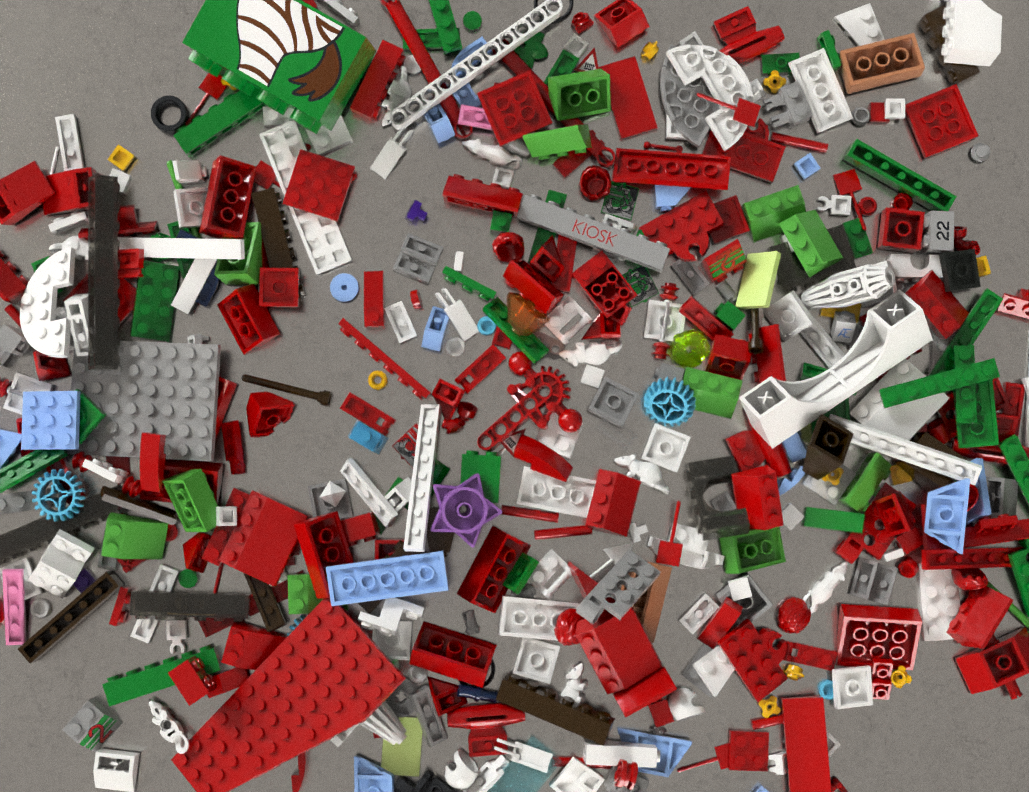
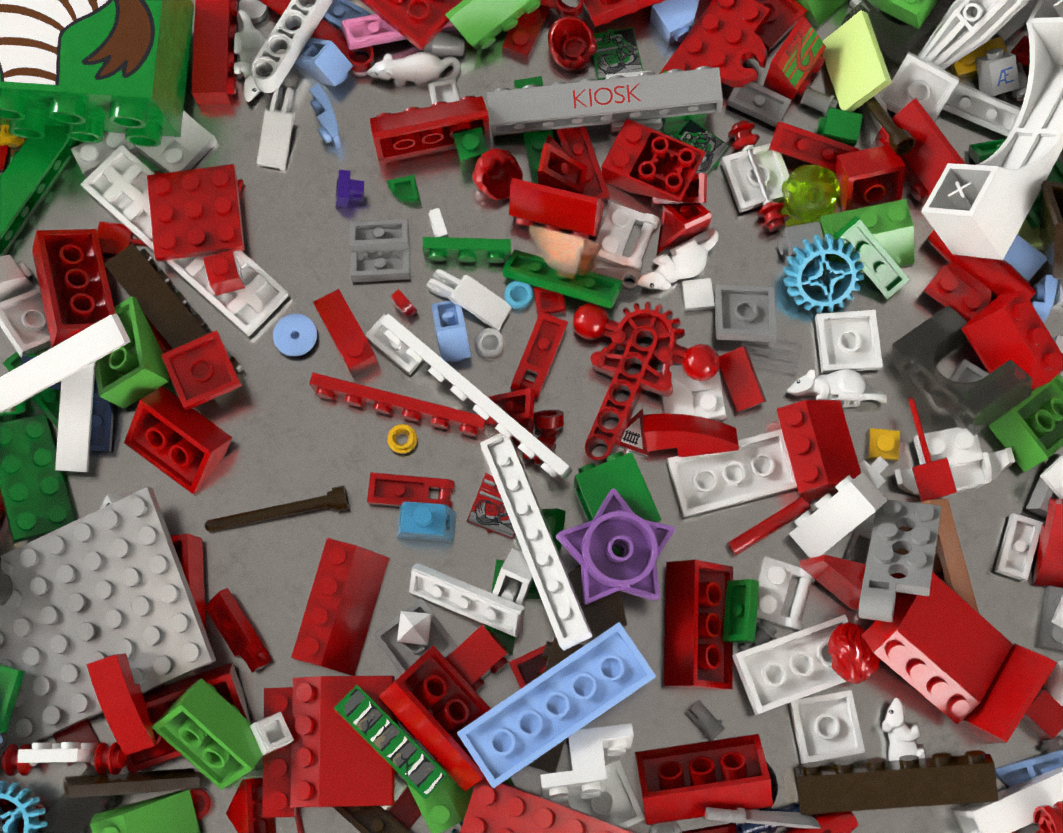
camera: 25 degrees left, 10 degrees down
(265, 412) = (263, 558): red slope -> none
(289, 552) = (390, 742): none -> tile
(297, 462) = (340, 607): none -> red slope
(318, 233) = (223, 272): none -> red brick
(424, 163) = (326, 117): none -> light blue slope
(431, 387) = (484, 406): none -> white plate
(451, 227) = (405, 189): none -> green tile
(481, 695) = (774, 818): none -> light grey piece
(530, 513) = (712, 521): red piece -> none
(590, 440) = (741, 379): none -> red tile
(600, 547) = (837, 515): none -> white brick
(653, 517) = (884, 444): none -> yellow plate
(704, 407) = (877, 262): none -> plate

